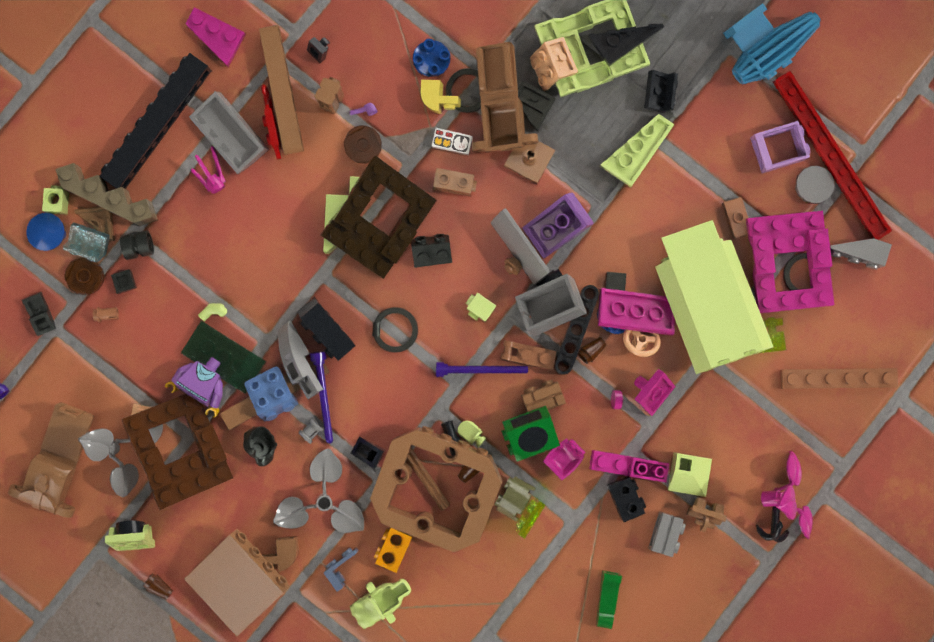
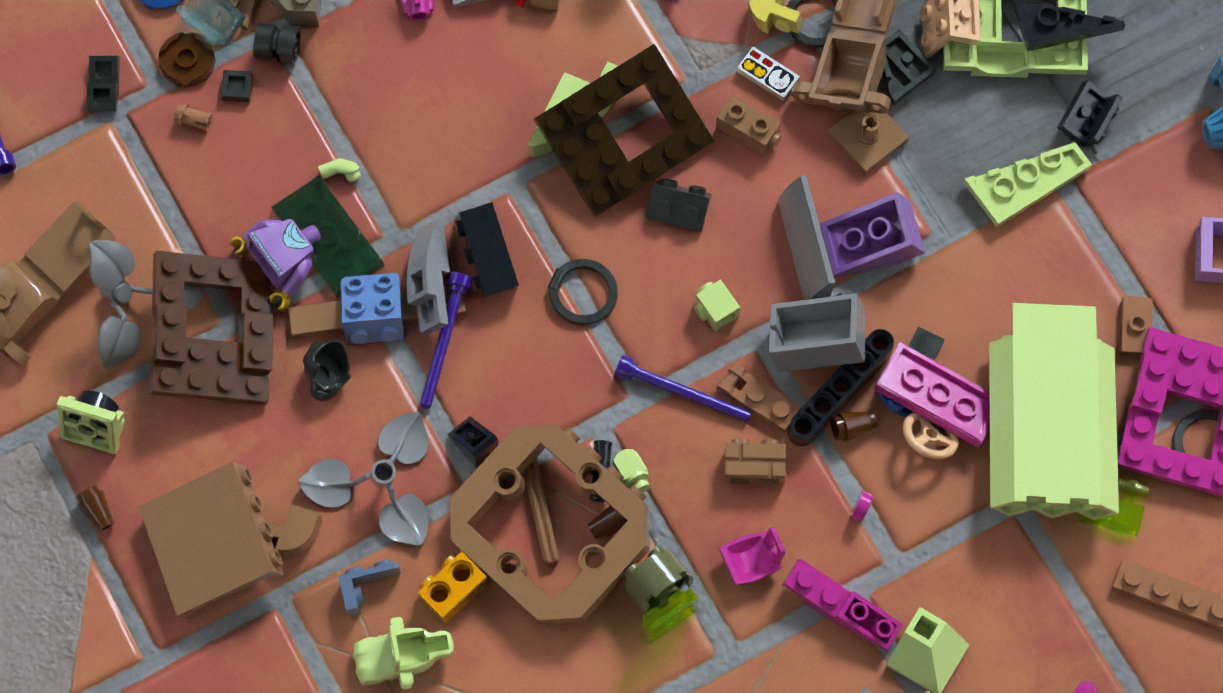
camera: 25 degrees right, 15 degrees down
(310, 430) = (405, 379): light grey bush -> none
(362, 144) = (640, 29): reddish brown tile -> none
(512, 266) = (785, 267): medium nougat plate -> none
(530, 434) = (716, 500): brick -> none
(626, 498) = (820, 651): black brick -> none
(654, 391) = (920, 513): dark pink tile -> none

